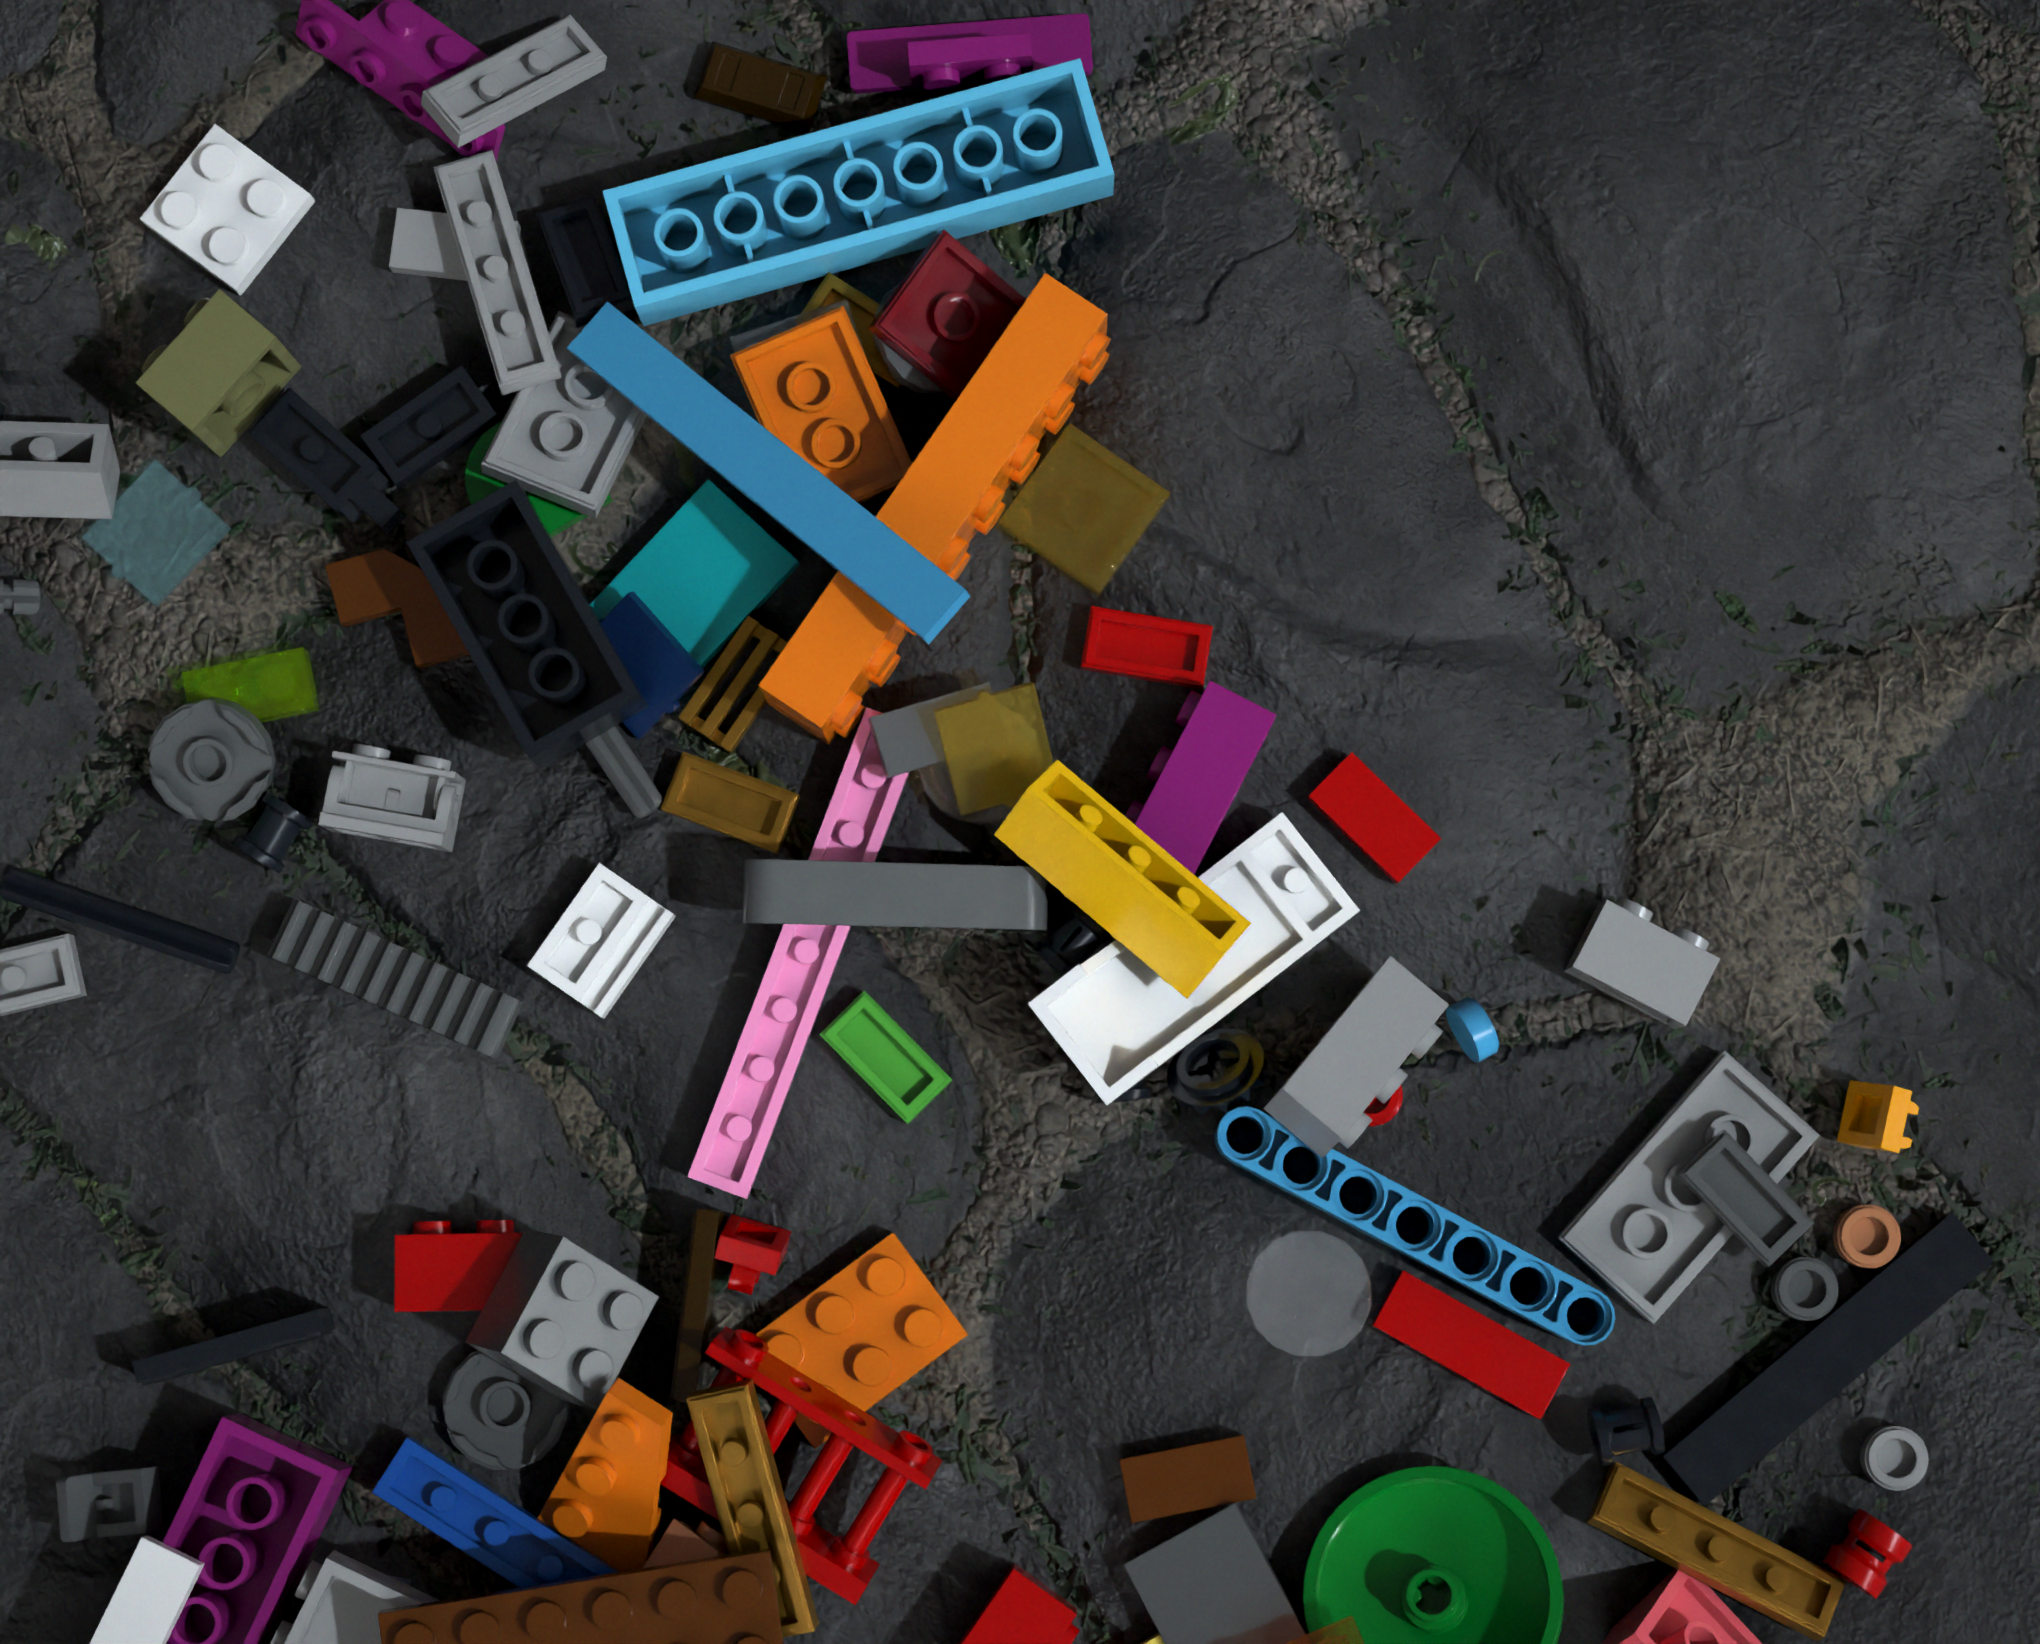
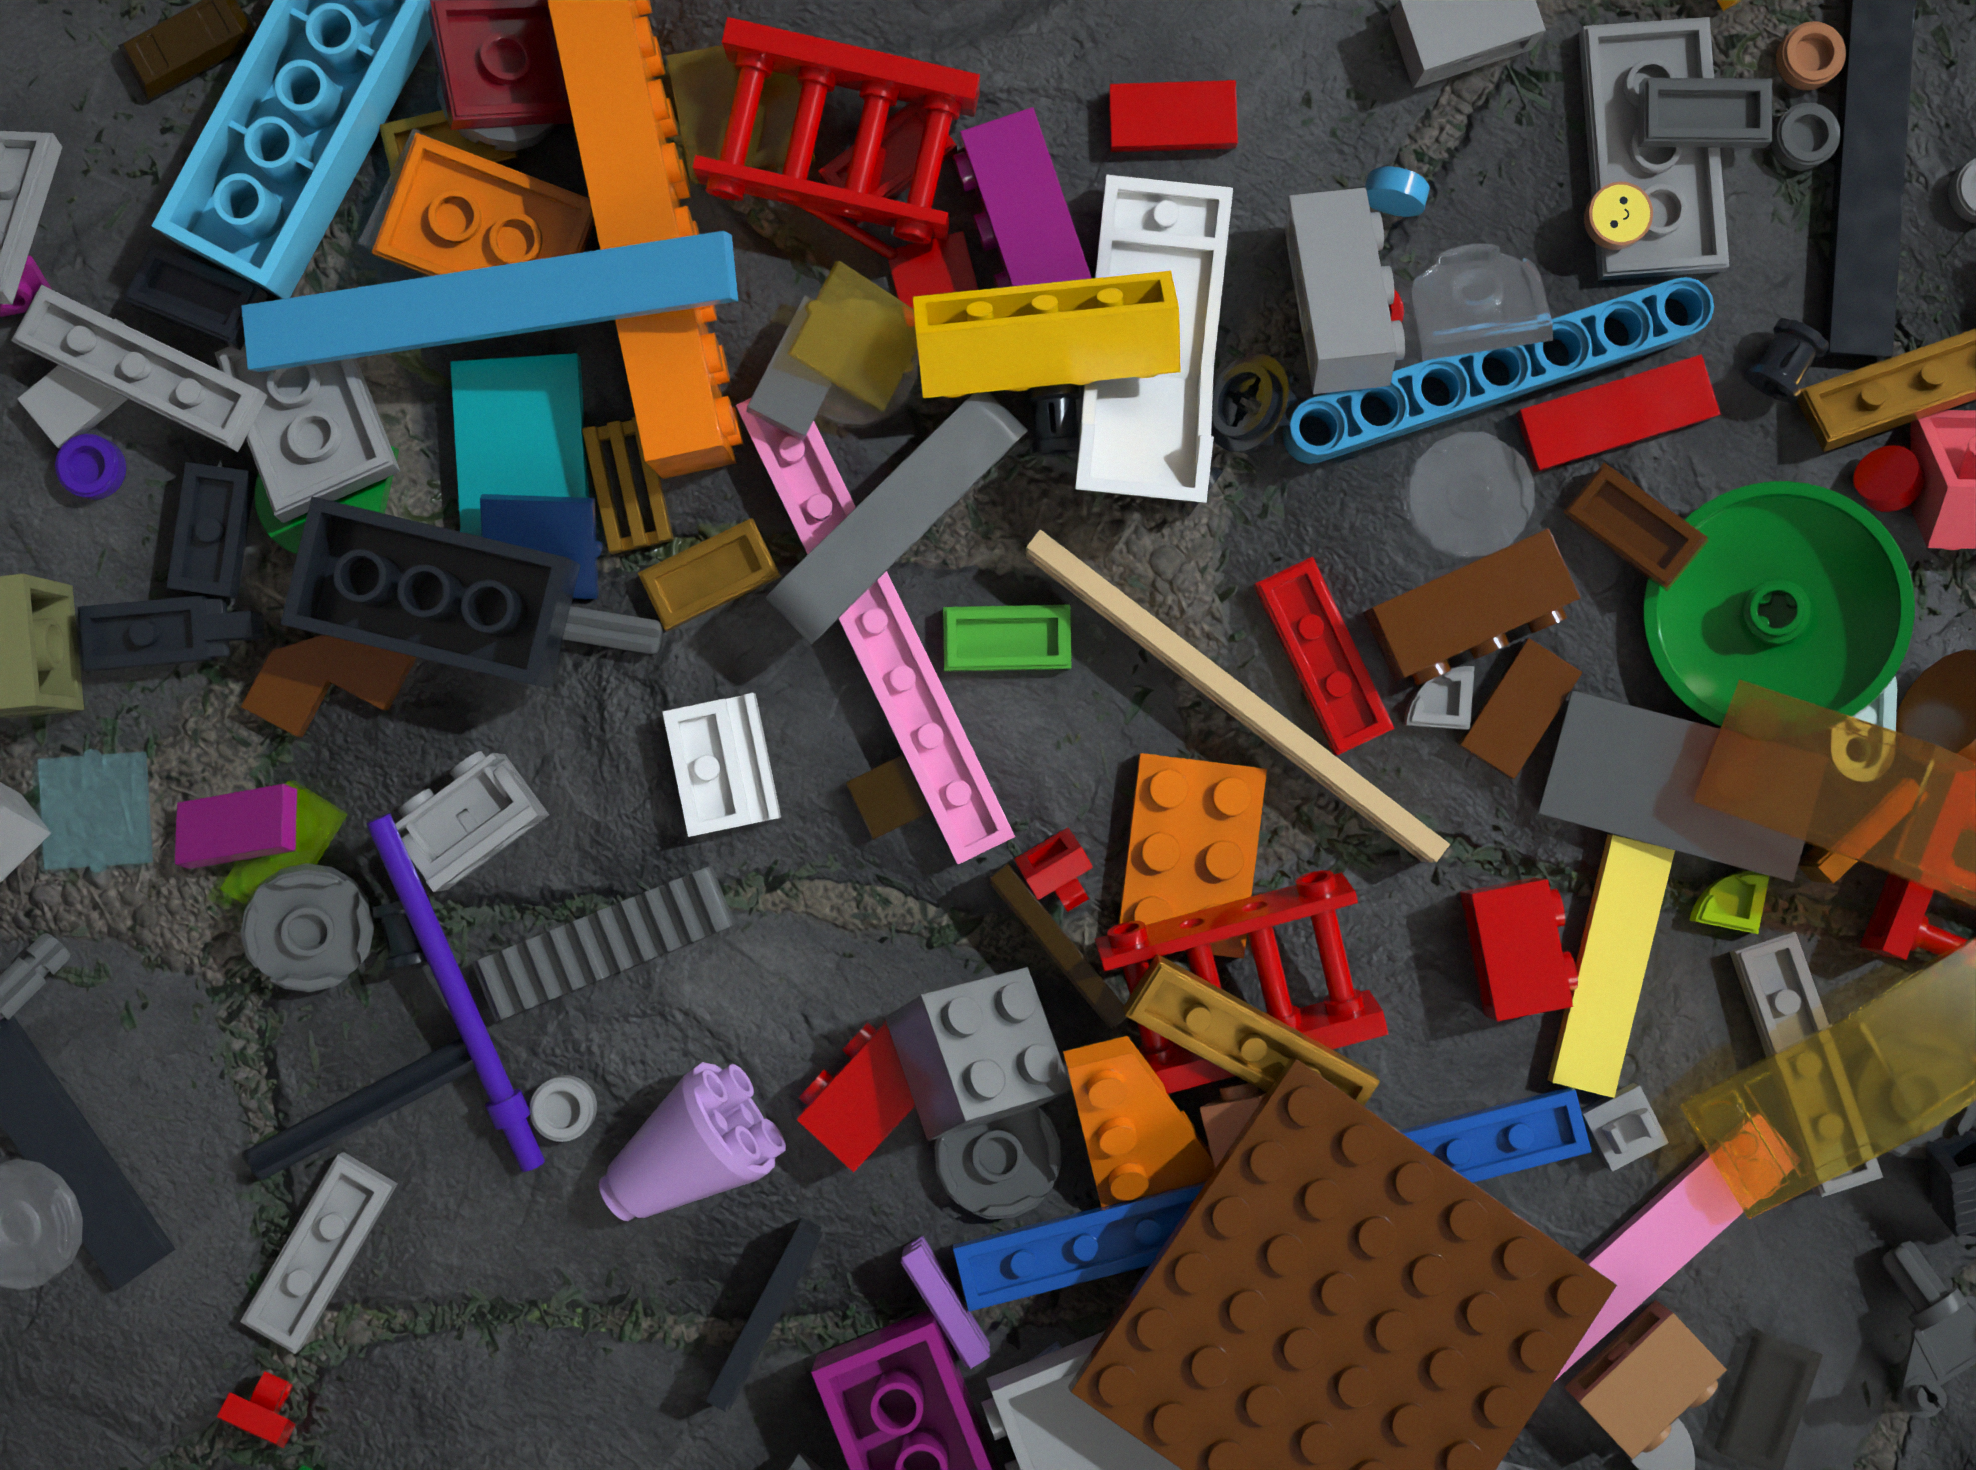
camera: 50 degrees left, 5 degrees up
(215, 1019) = (506, 1105): none -> dark purple bar
(236, 642) = (236, 826): none -> magenta tile
(250, 1061) = (563, 1108): none -> light grey tile
(308, 1179) = (693, 1146): none -> lavender cone
(362, 1469) = (945, 1302): none -> medium lavender tile
(397, 301) = (90, 466): none -> dark purple tile
(690, 1080) = (888, 797): none -> dark brown tile
(995, 1264) = (1235, 698): none -> tan tile
(1089, 1298) = (1323, 656): none -> red tile
(1092, 746) = (917, 267): none -> red piece
(1140, 1416) = (1443, 701): none -> light grey tile
(1157, 540) = (819, 68): none -> red fence
(1225, 1373) = (1473, 608): none -> reddish brown brick
(1398, 1435) = (1635, 526): none -> reddish brown tile
(1446, 1165) = (1479, 303): none -> clear tile
(1609, 1206) = (1618, 215): none -> light yellow tile
(1612, 1589) = (1889, 478): none -> red tile

